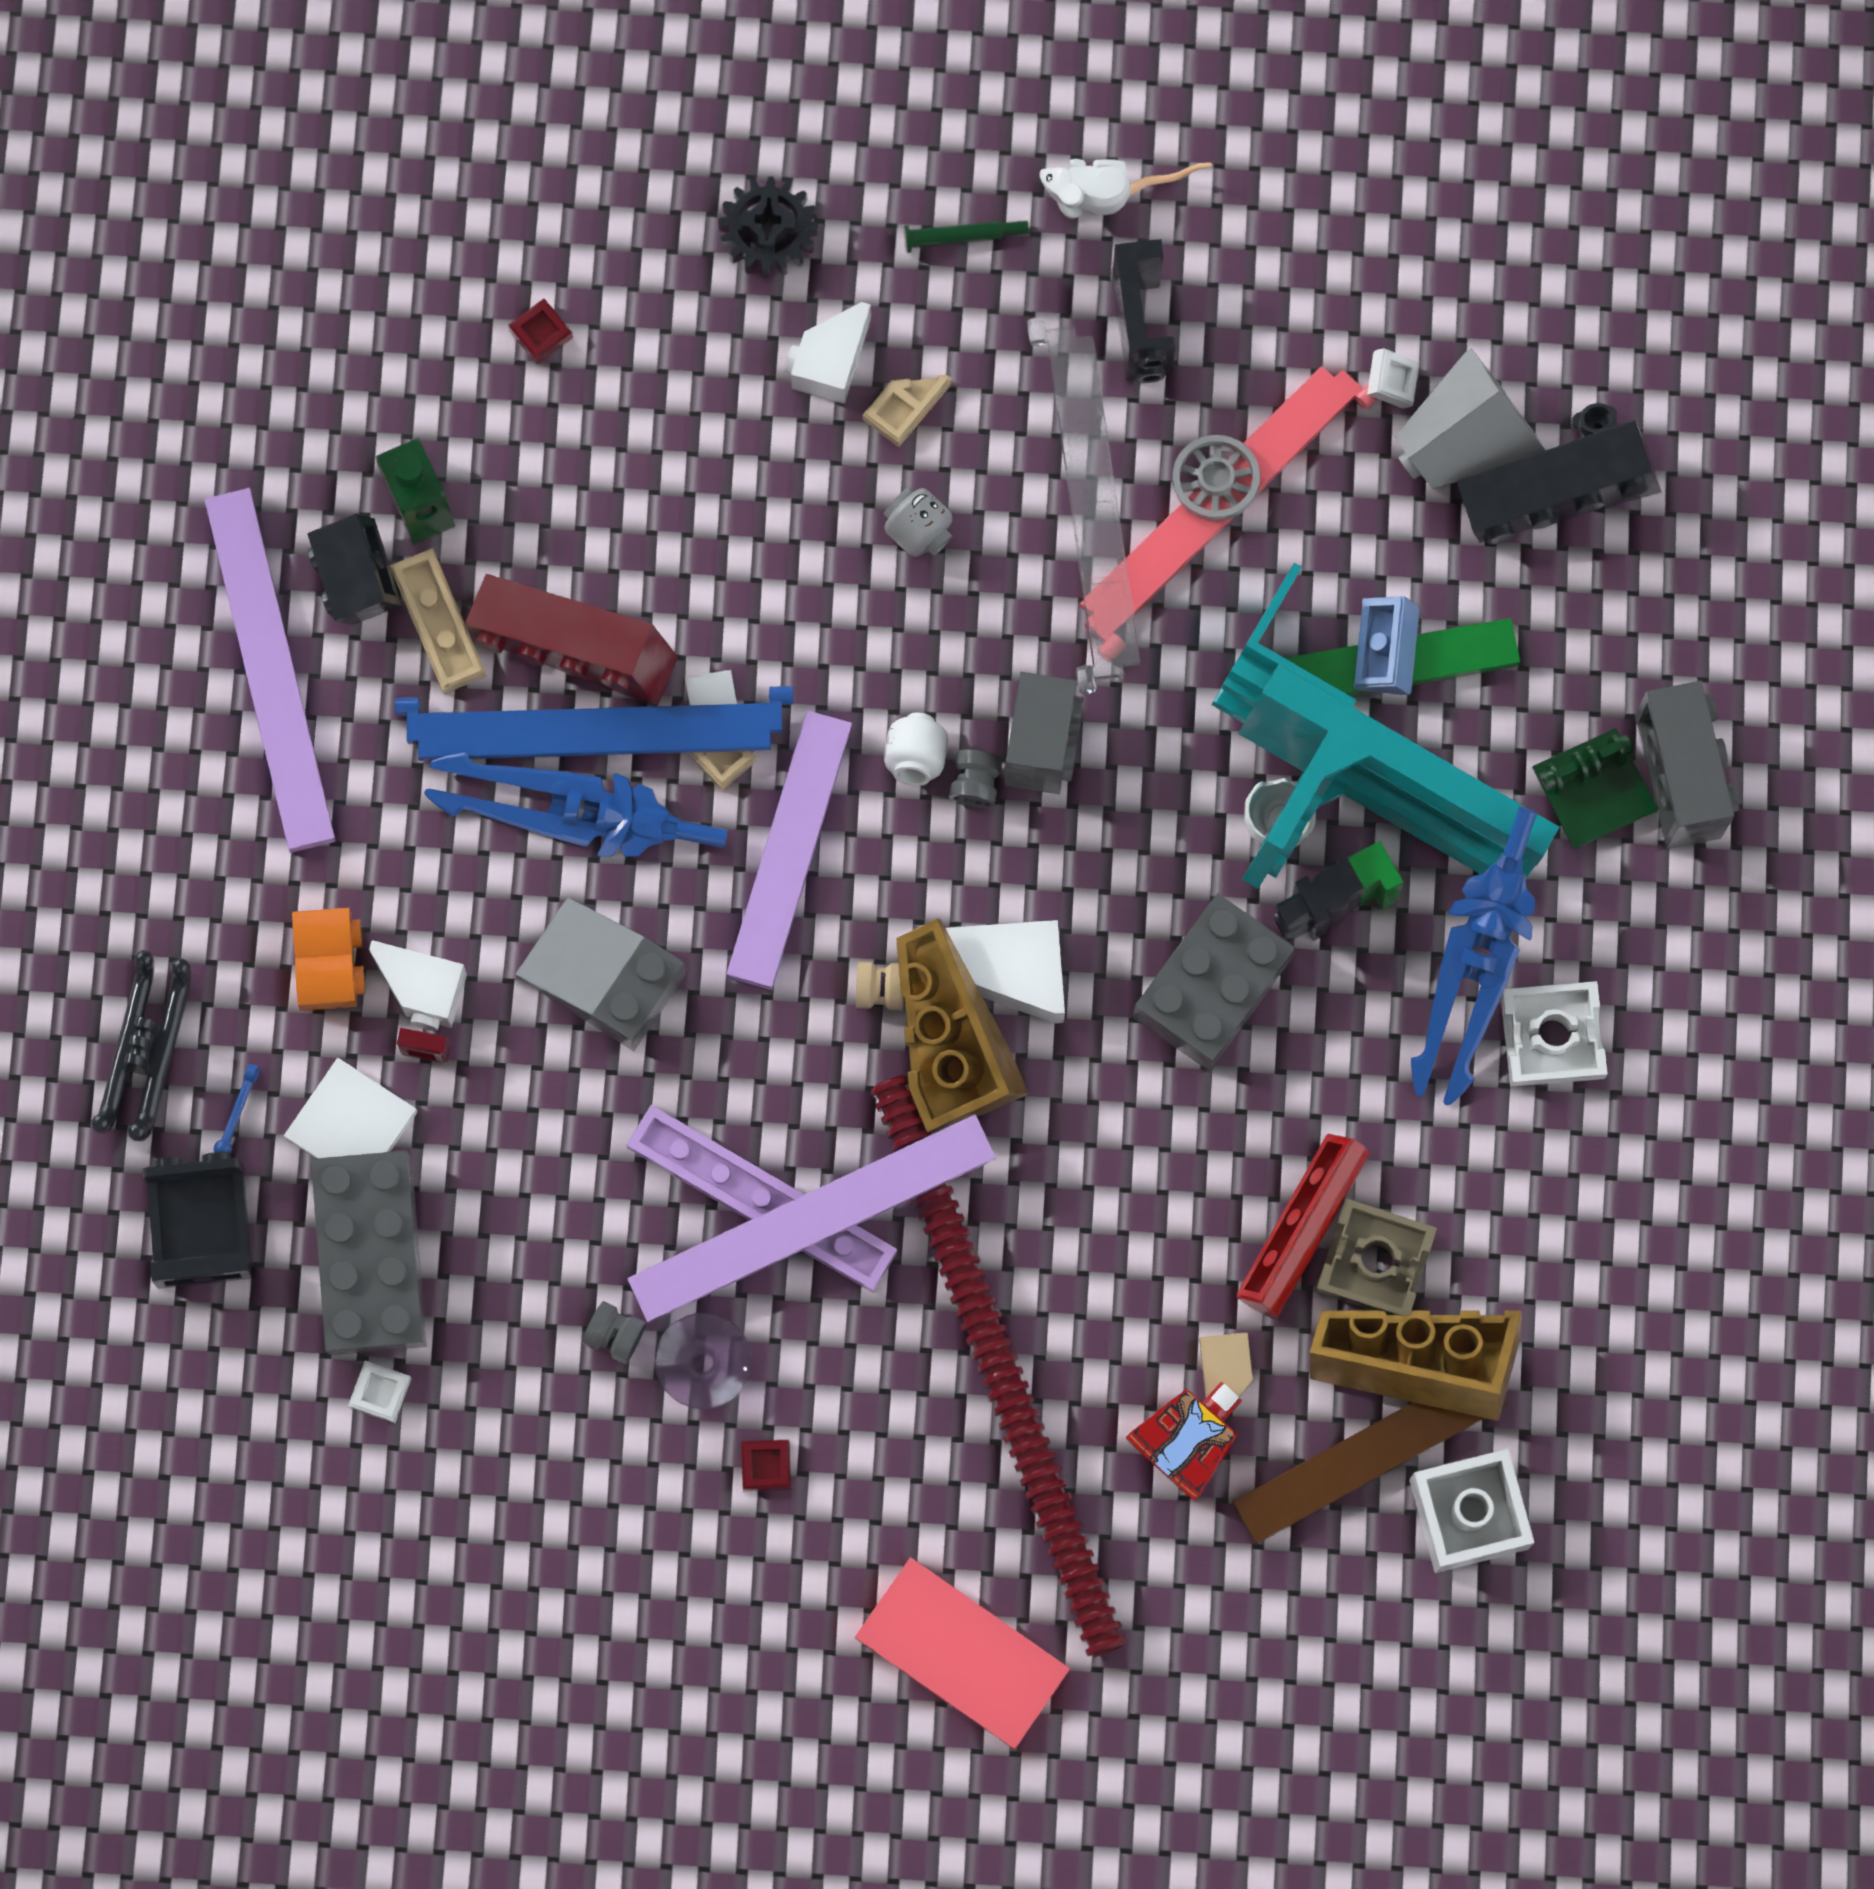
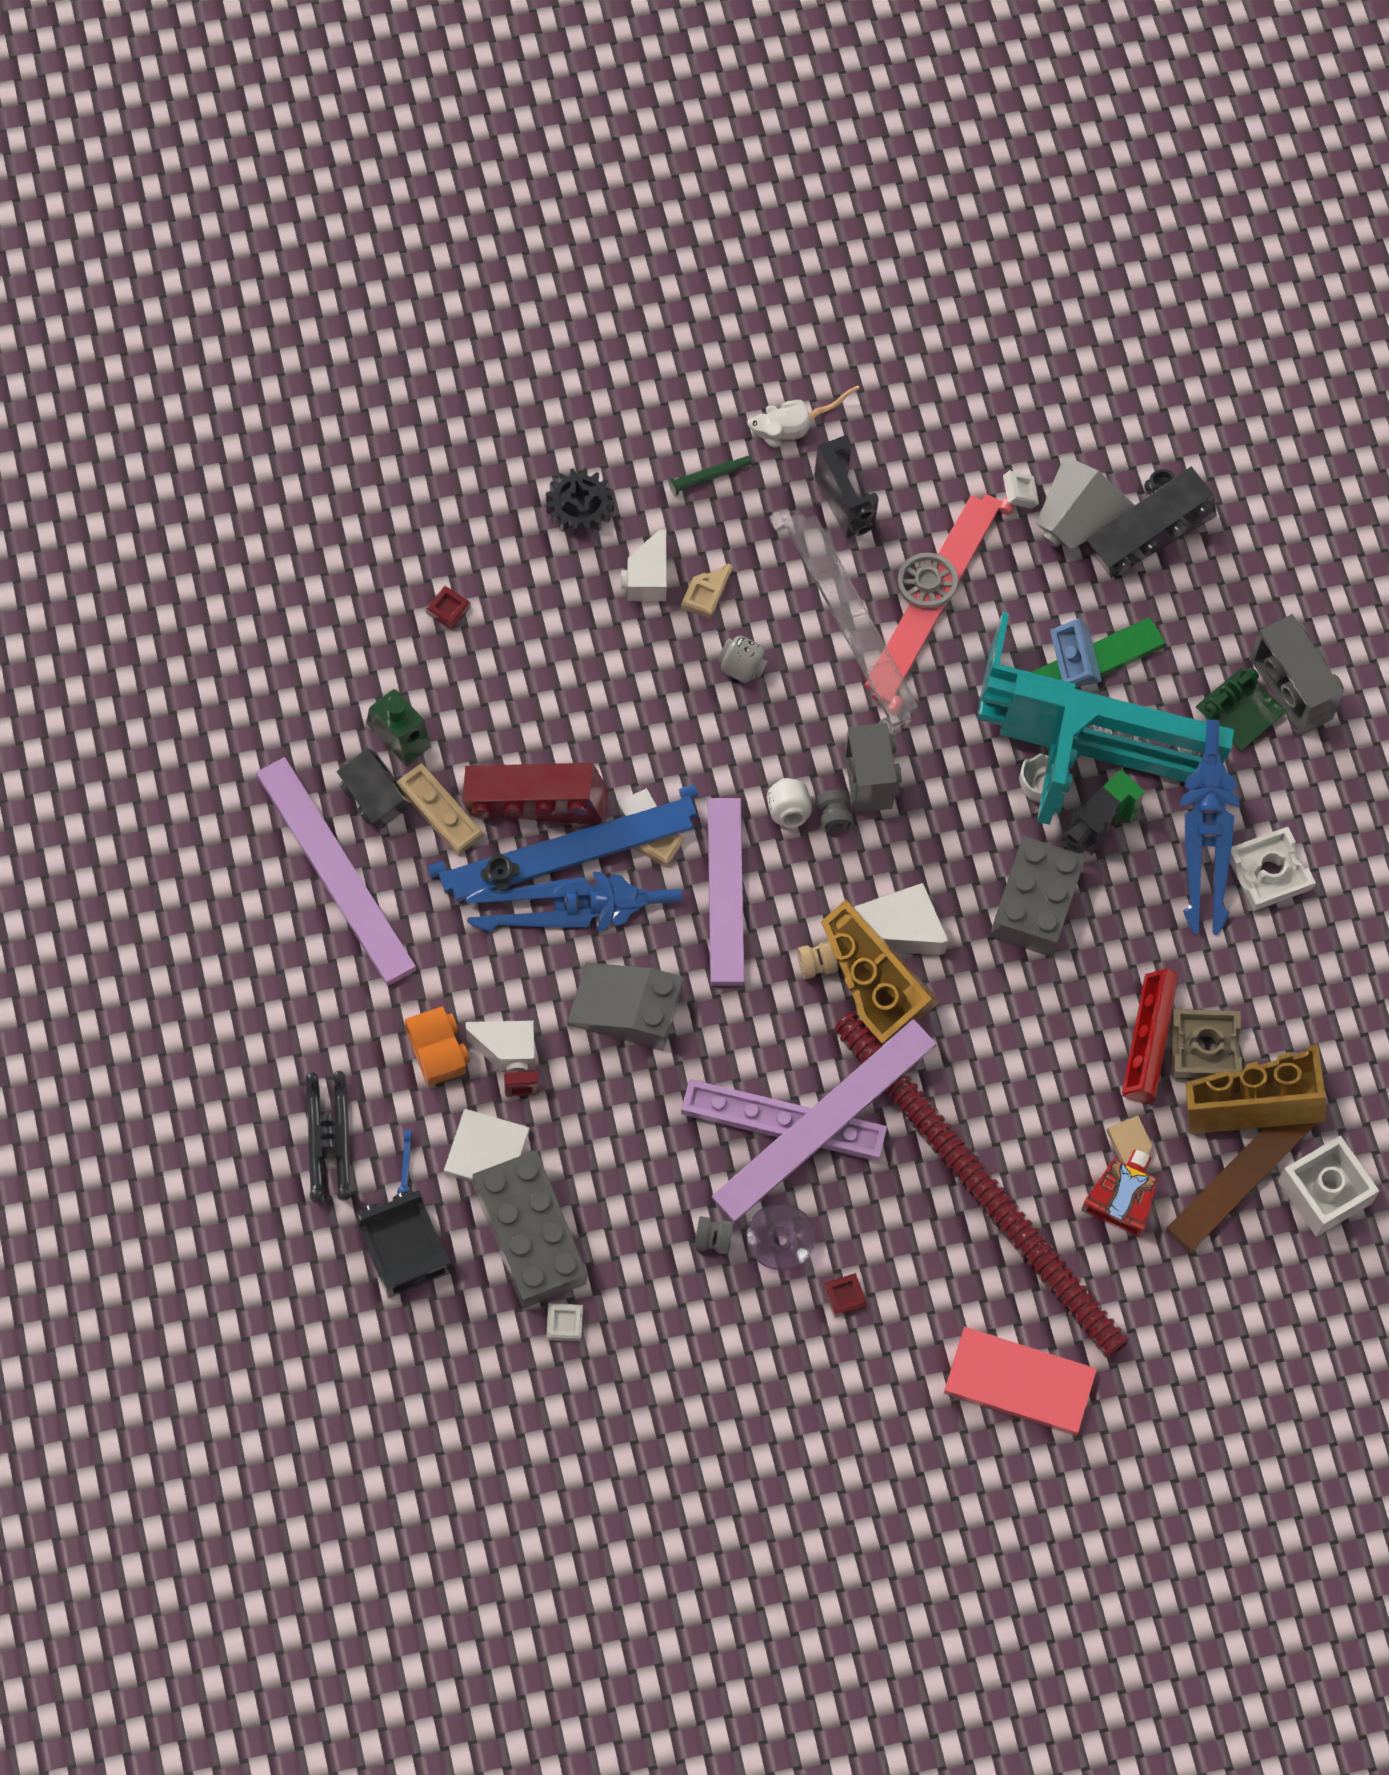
camera: 20 degrees left, 10 degrees down
(486, 724) = (496, 863): none -> black plate

